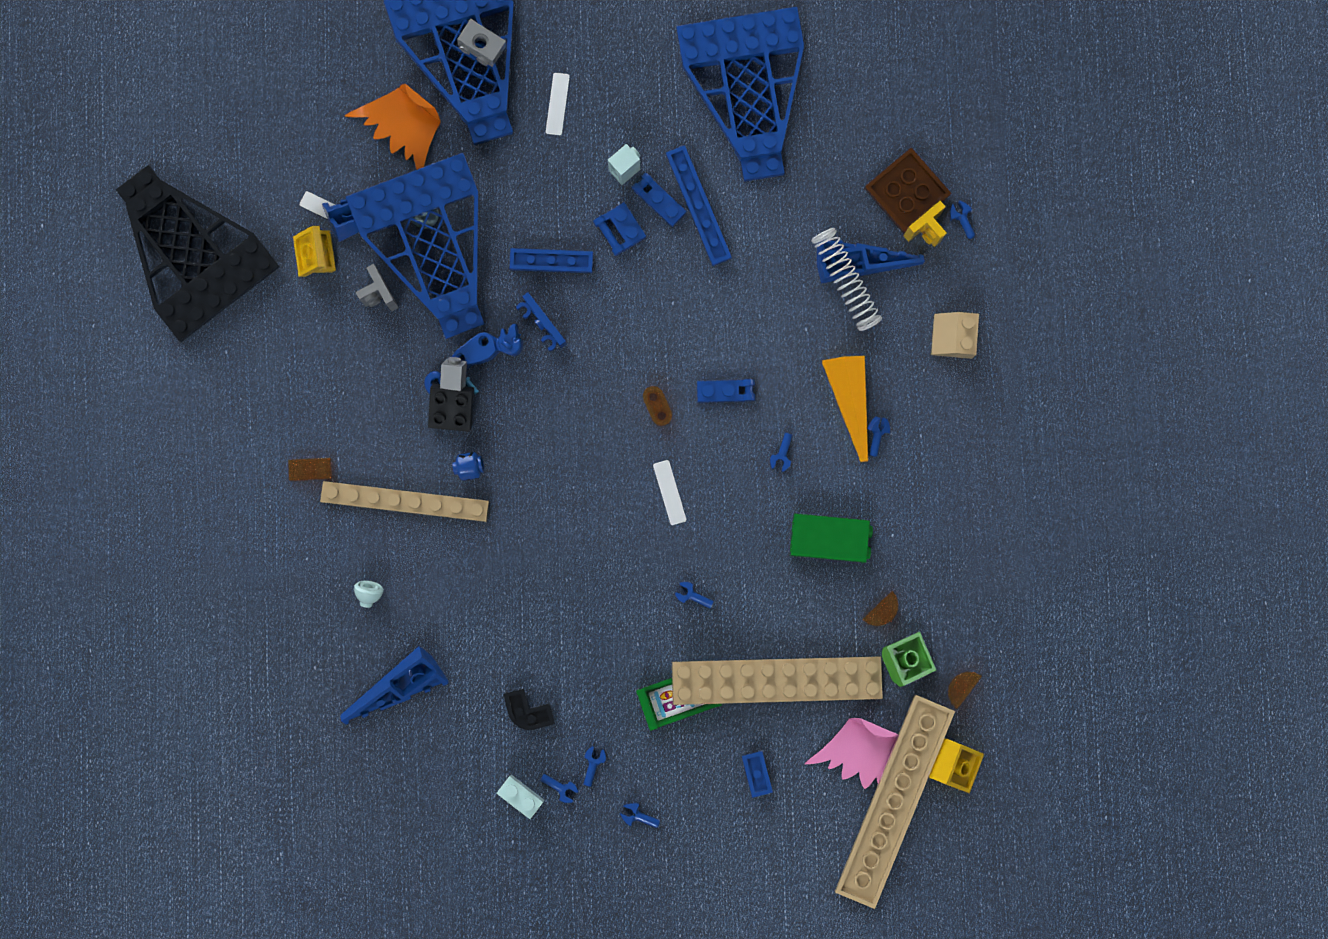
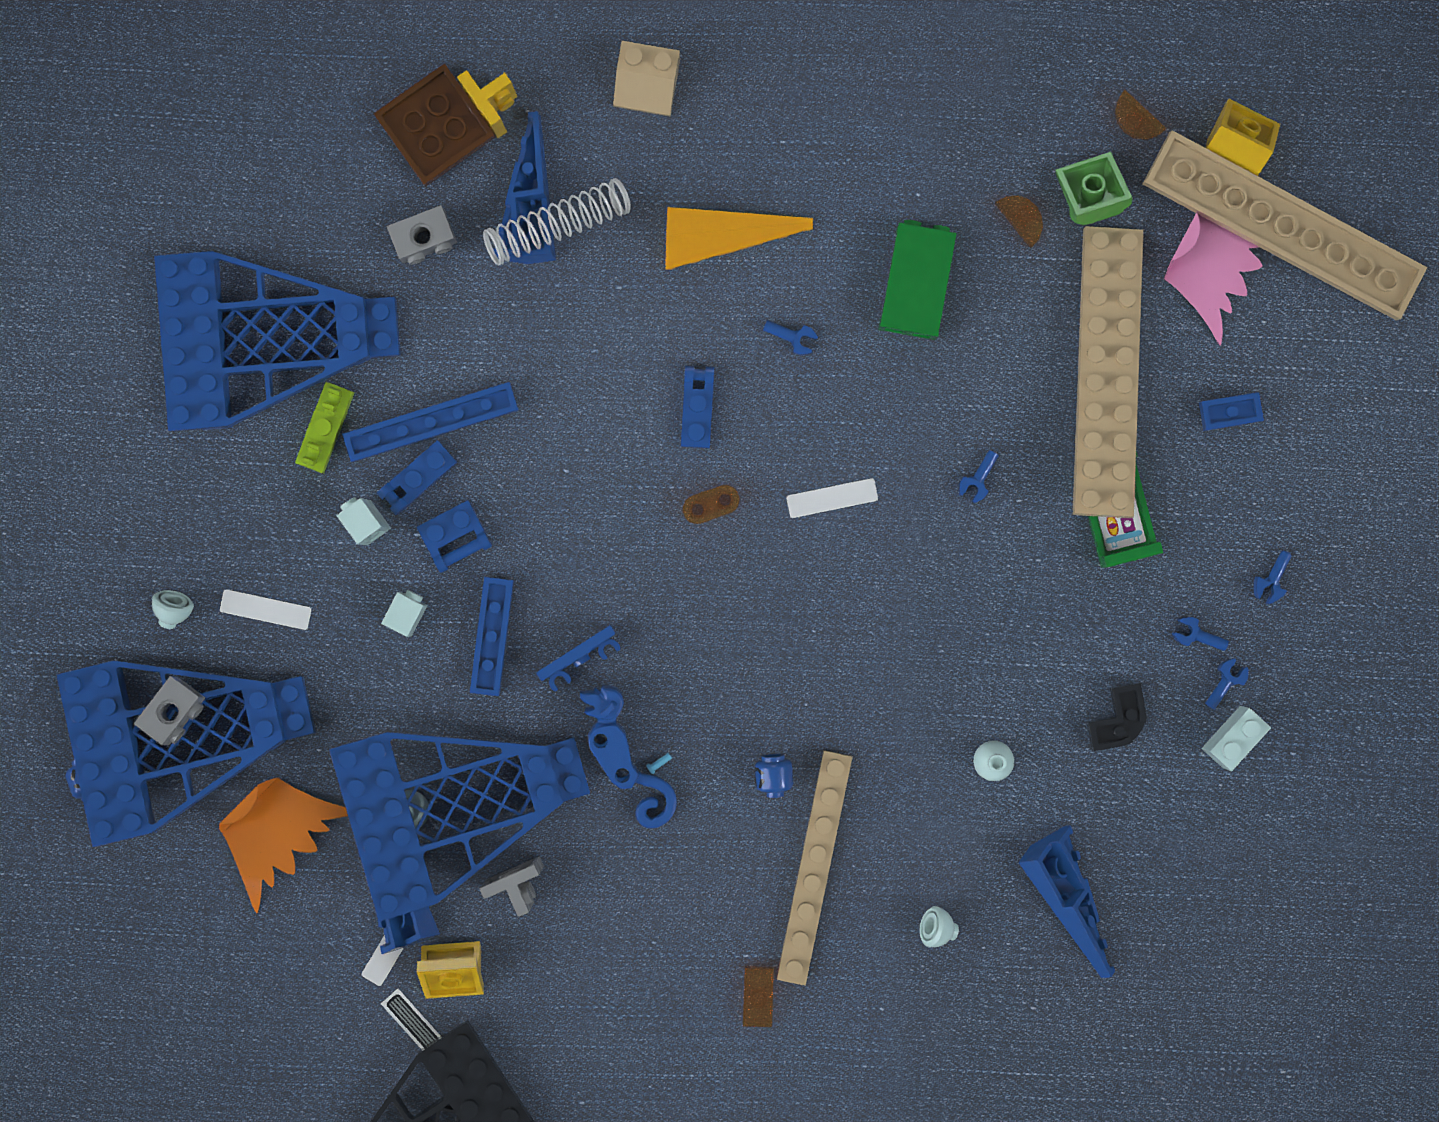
camera: 80 degrees left, 5 degrees up
(277, 227) = (410, 1019): none -> sticker
(450, 408) = (690, 793): black brick -> none
(453, 374) = (645, 786): light grey brick -> none
(490, 624) = (993, 760): none -> light aqua brick
(553, 39) = (171, 608): none -> light aqua brick
(562, 199) = (405, 613): none -> light aqua brick
(688, 133) = (324, 427): none -> lime plate
(829, 176) = (405, 235): none -> light grey brick
(877, 433) = (774, 200): blue bar -> none
(963, 218) = (480, 52): blue bar -> none

